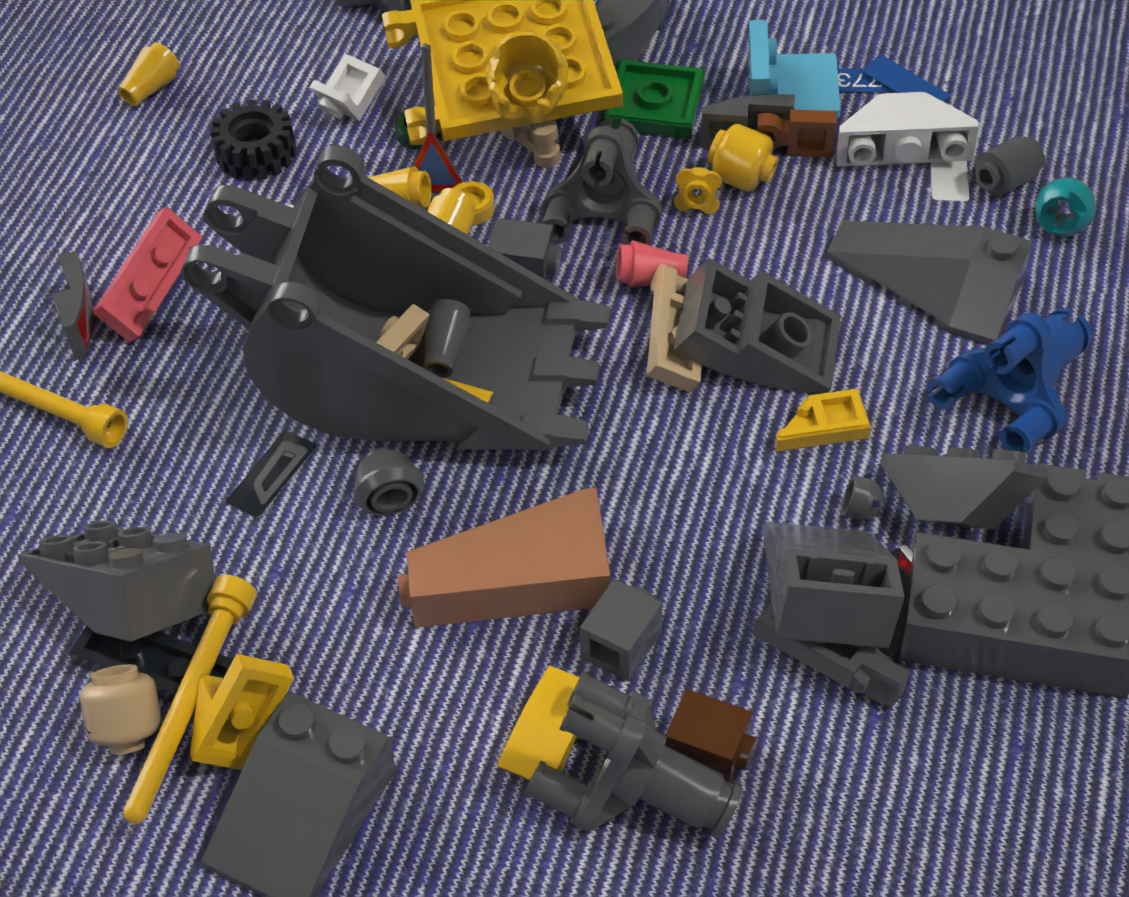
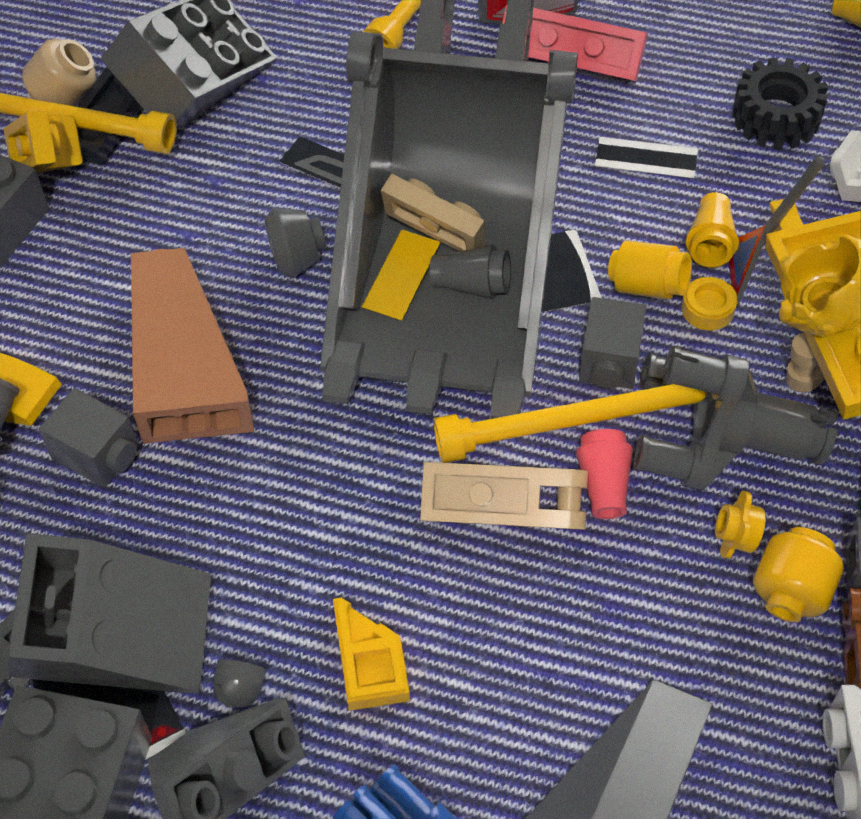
camera: 90 degrees right, 5 degrees up
(630, 342) = (459, 436): none -> yellow piece
(757, 330) = (492, 584): dark grey slope -> none

